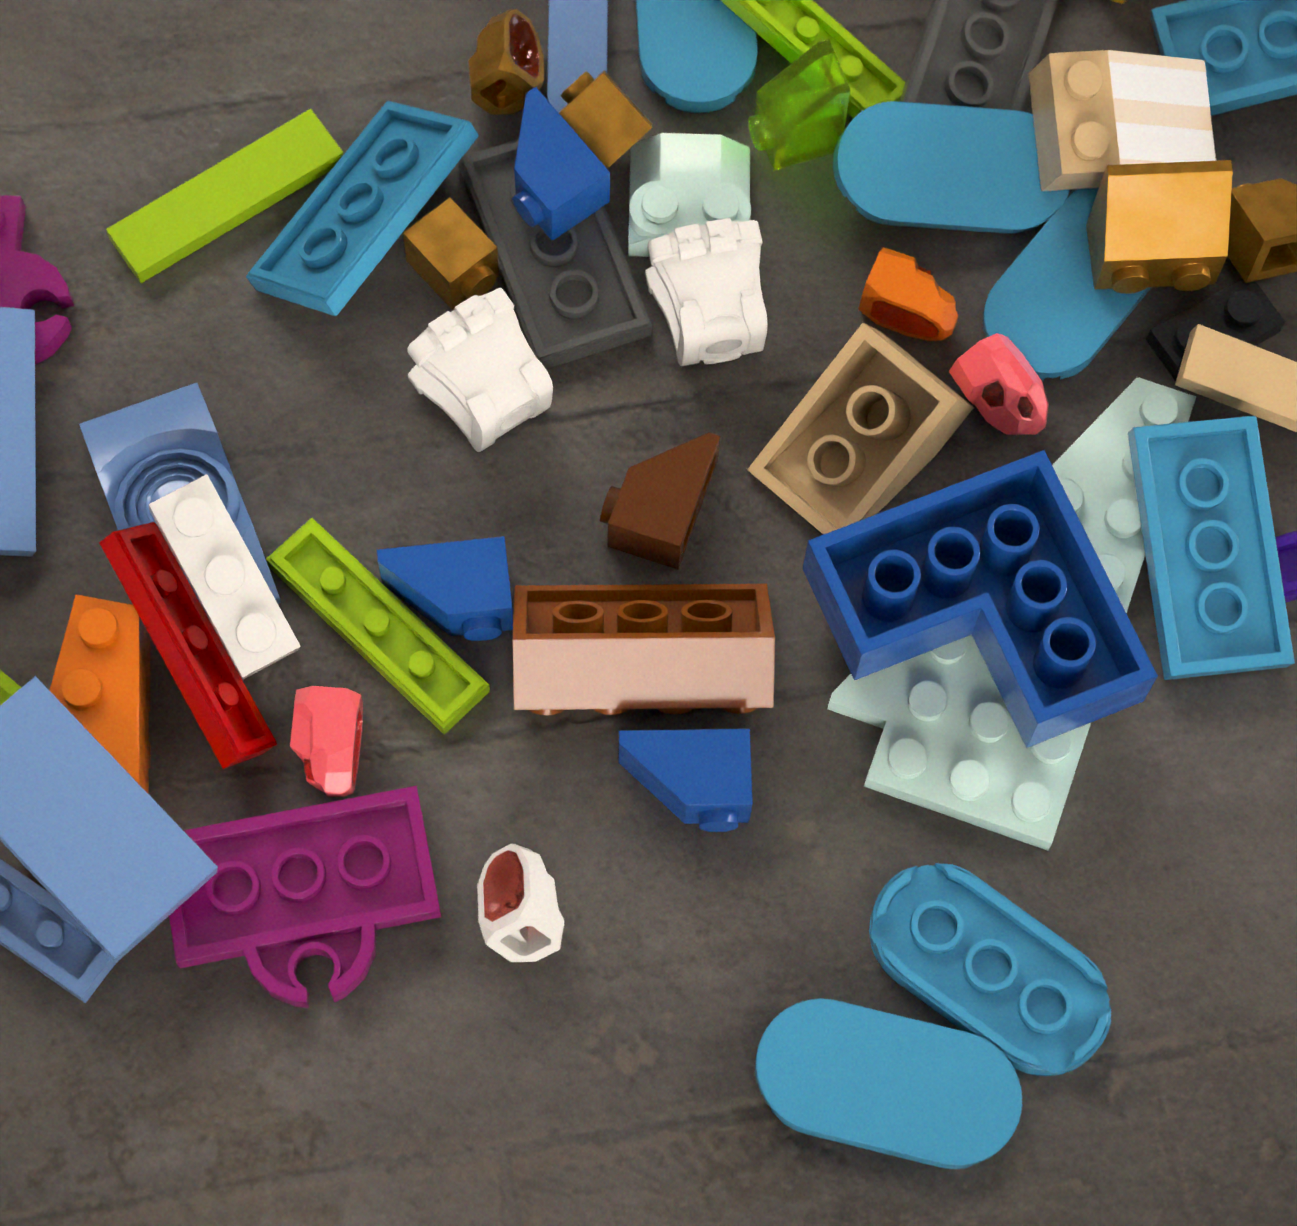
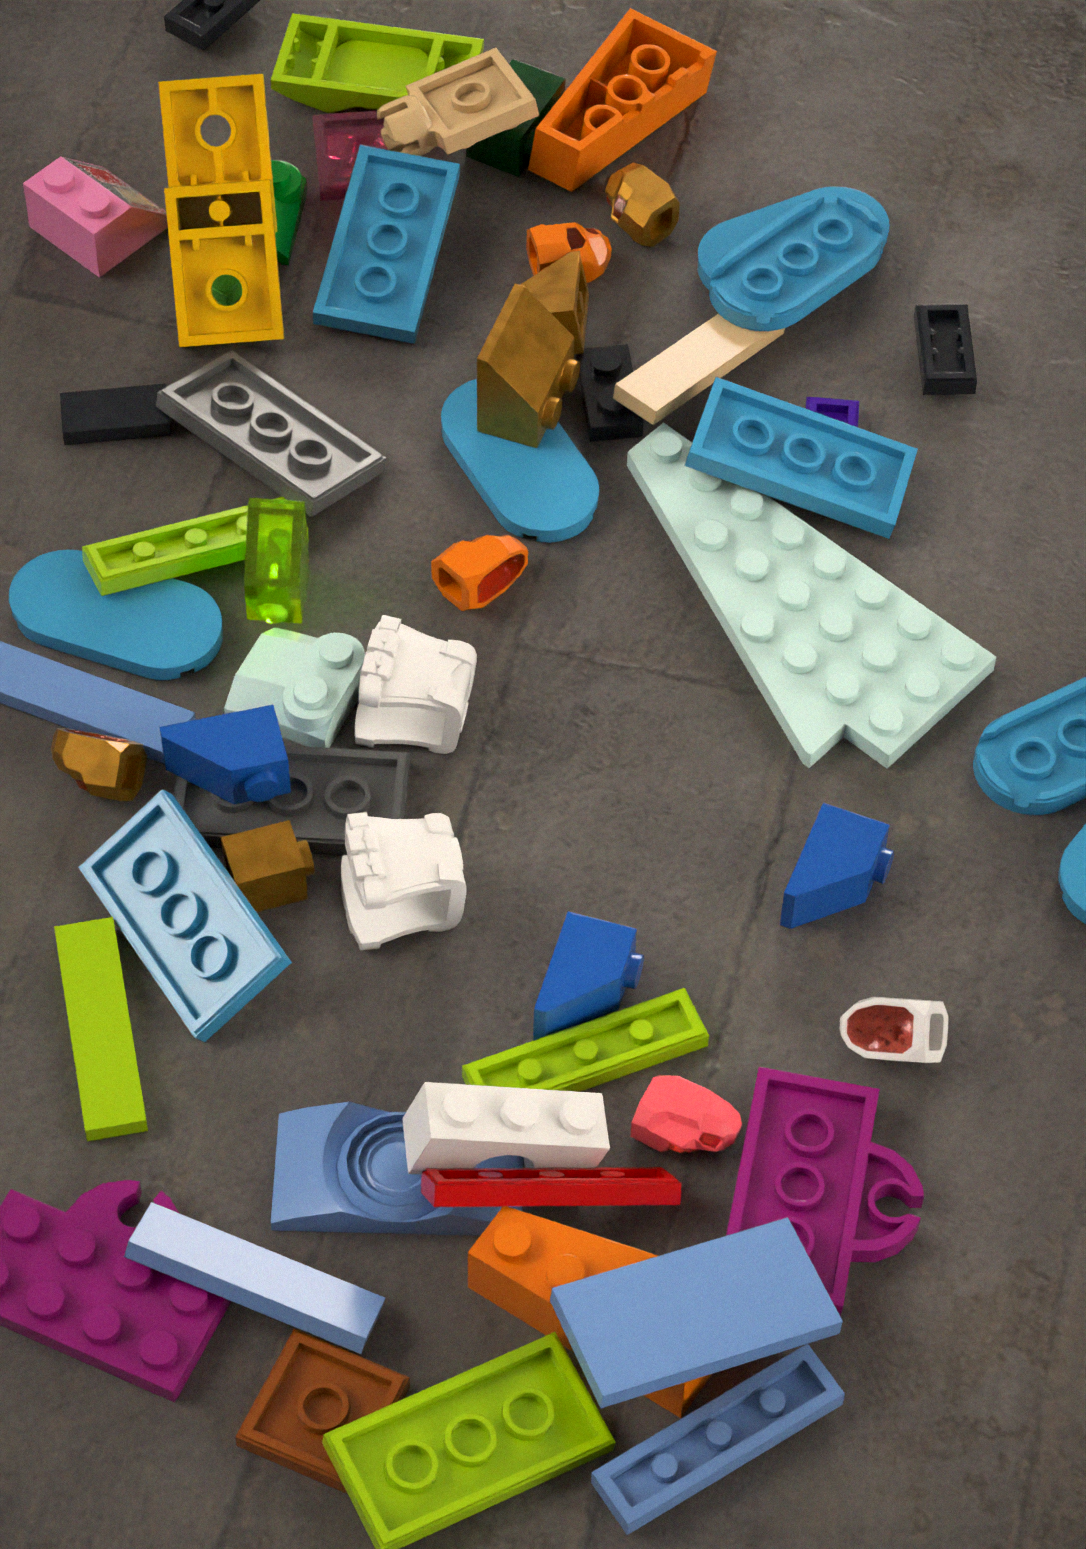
camera: 65 degrees left, 15 degrees down
(603, 116) = (202, 693): pearl gold brick -> none
(643, 648) = (708, 859): slope -> none
(661, 501) = (585, 800): reddish brown slope -> none
(859, 433) = (589, 643): tan slope -> none
(944, 168) = (382, 491): dark azure tile -> none
(995, 564) = (779, 574): blue brick -> none
(1002, 386) = (597, 534): coral rock -> none
(1116, 111) = (409, 367): tan slope -> none

